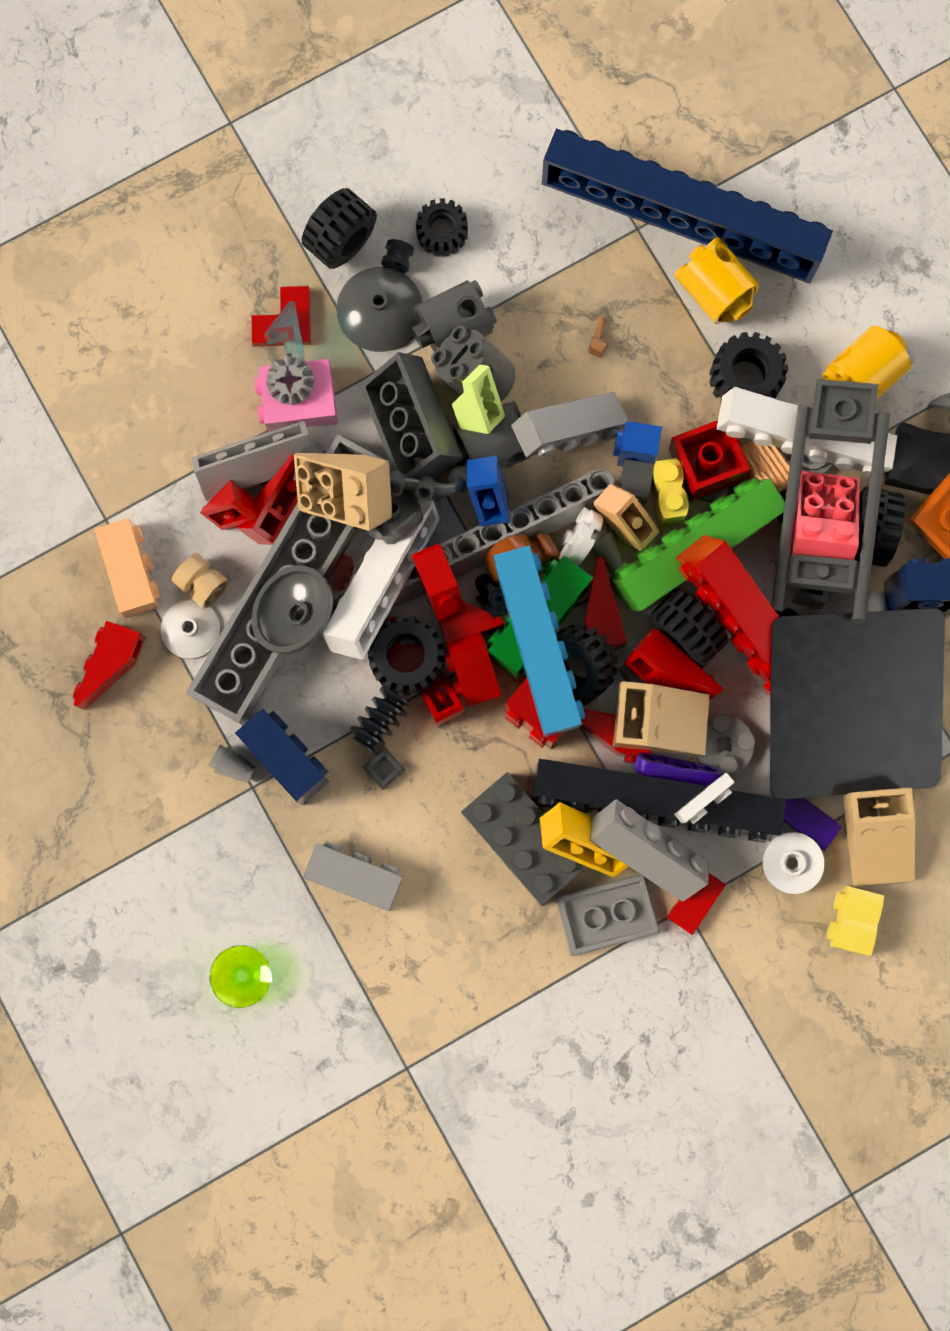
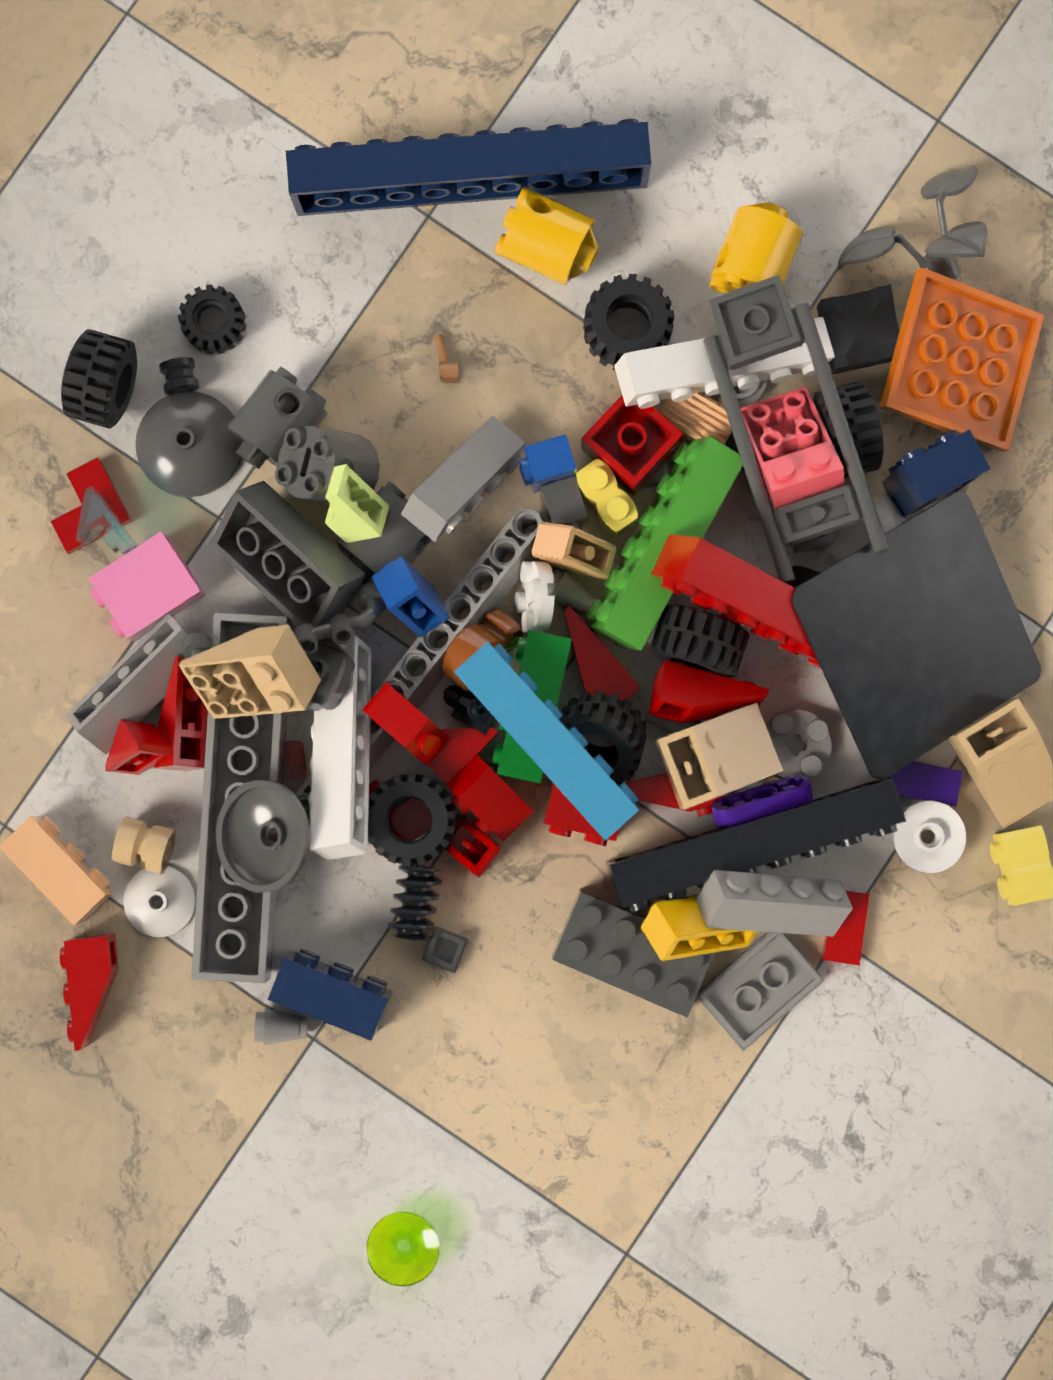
camera: 30 degrees left, 5 degrees up
(301, 388) = (147, 583): light grey gear -> none
(354, 875) = (470, 1082): light grey brick -> none
(695, 808) = (815, 810): white plate -> none

